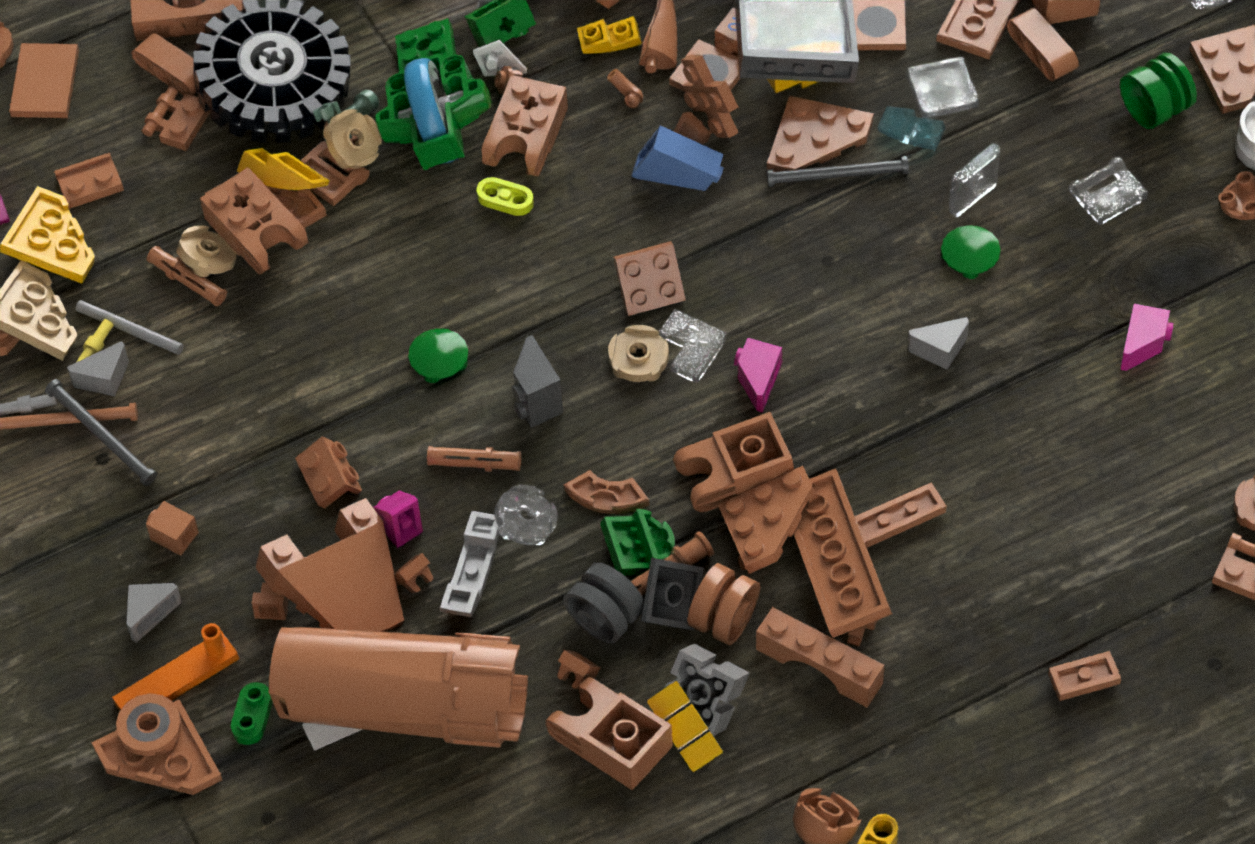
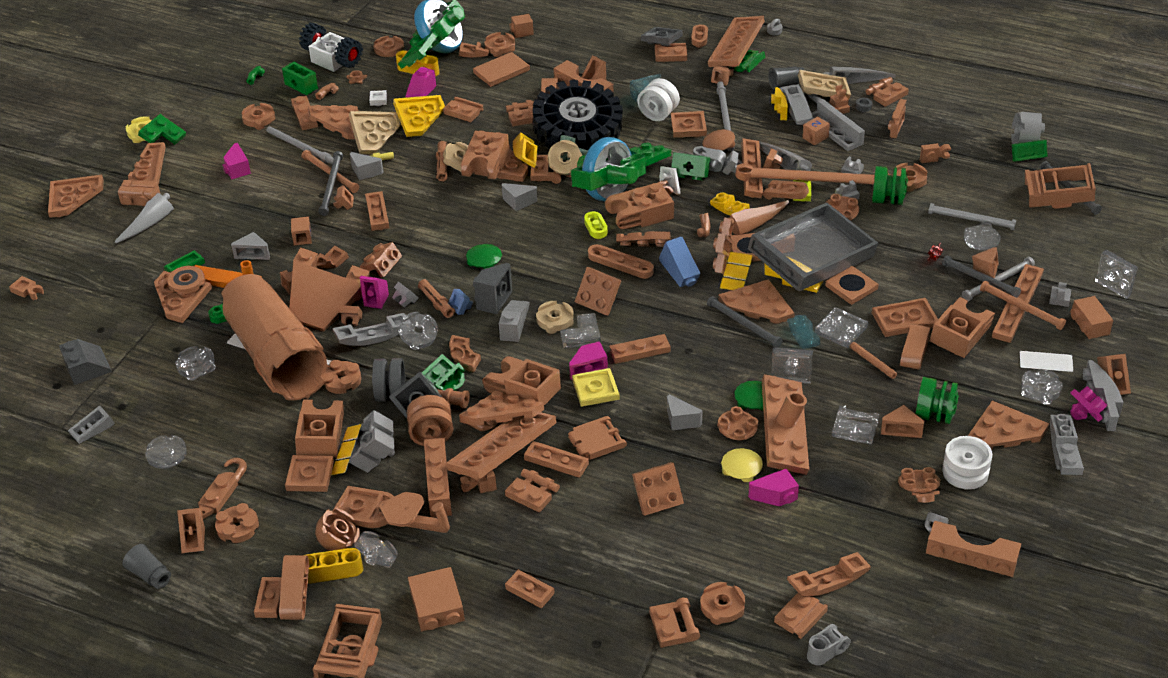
camera: 50 degrees right, 15 degrees down
(90, 710) = (189, 259): none -> green tile
(130, 327) = (401, 176): light grey bar -> none
(151, 436) = (343, 198): none -> nougat tile
(218, 415) = (377, 211): none -> nougat plate
(263, 525) = (332, 259): none -> nougat slope
(331, 825) = (204, 362): none -> clear plate
(357, 240) = (519, 195): none -> light grey slope
(435, 485) = (404, 294): none -> light grey tile
(510, 436) = (460, 301): none -> medium blue tile
(539, 647) = (339, 368): none -> nougat plate
(581, 666) = (350, 396): nougat tile -> none
(601, 399) = (513, 320): none -> light grey slope
(603, 161) = (652, 237): none -> nougat plate
(603, 218) = (621, 261): none -> nougat plate
(678, 792) = (309, 473): none -> nougat plate
(692, 128) = (705, 260): nougat tile -> none
(749, 123) = (736, 271): none -> yellow sticker
(781, 305) = (639, 348): none -> nougat plate
(809, 395) = (595, 387): none -> light yellow plate
(851, 728) = (380, 508): none -> nougat plate
(891, 794) = (375, 550): none -> clear plate
(899, 453) = (595, 439): none -> nougat plate
(924, 582) = (530, 495): none -> nougat plate
(1005, 299) = (737, 424): none -> nougat dish
(1021, 98) = (873, 360): none -> nougat piece
(1022, 781) = (436, 599): none -> nougat brick
(1050, 252) = (785, 424): none -> nougat plate
(1050, 446) = (658, 488): none -> nougat plate
(1070, 340) = (741, 464): none -> light yellow dish
(1152, 145) = (902, 423): none -> nougat slope

